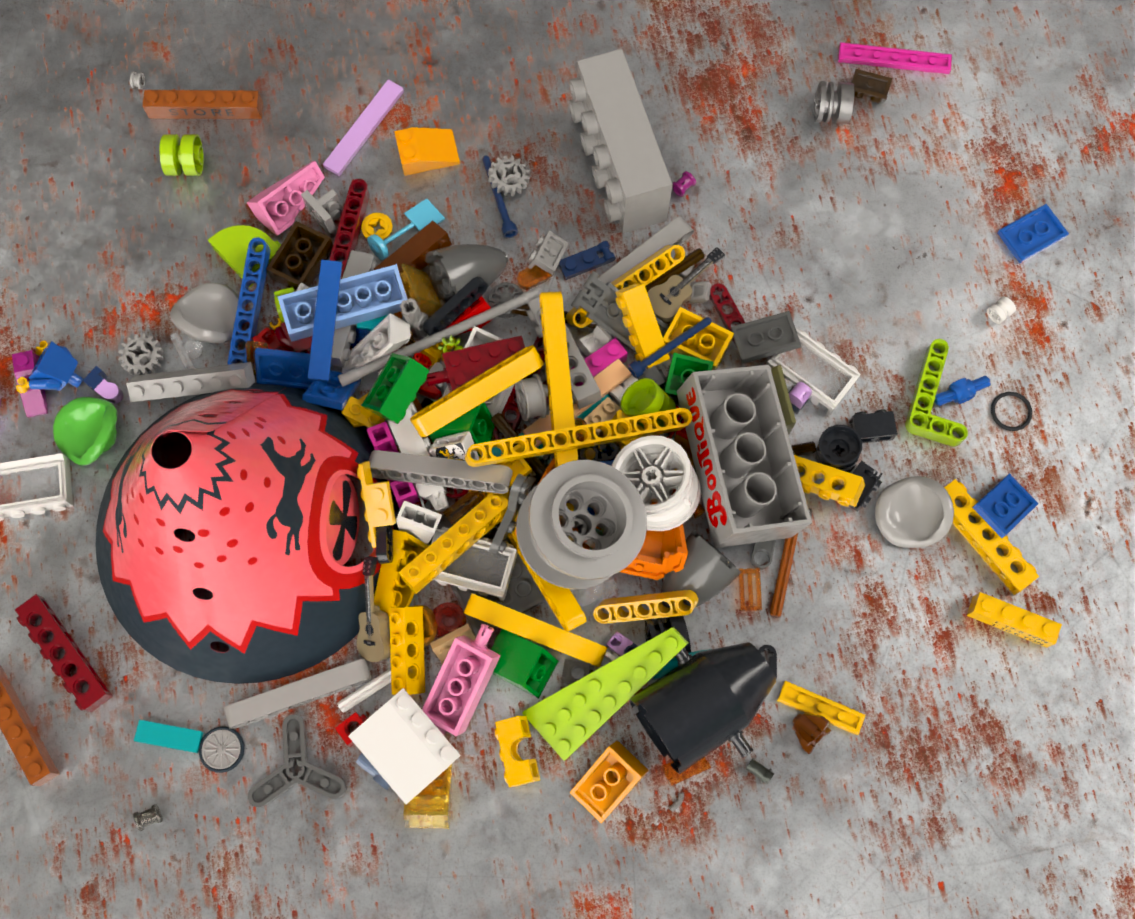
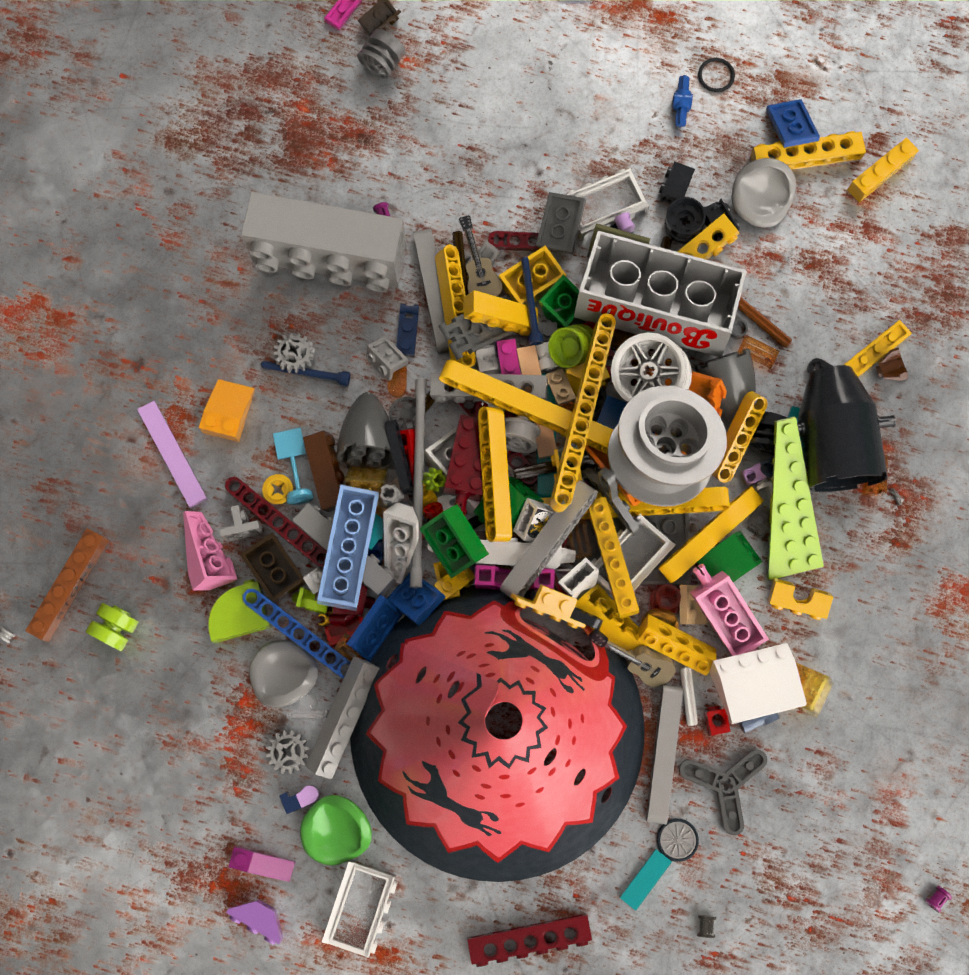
camera: 65 degrees left, 5 degrees up
(52, 369) = (261, 835): blue torso -> none
(325, 321) = (361, 569): blue tile -> none
(609, 781) = (857, 539): light orange slope -> none
(760, 771) = (904, 421): pearl dark grey pin -> none
(927, 396) = (675, 128): lime beam -> none
(1003, 308) = (631, 31): white wheel -> none

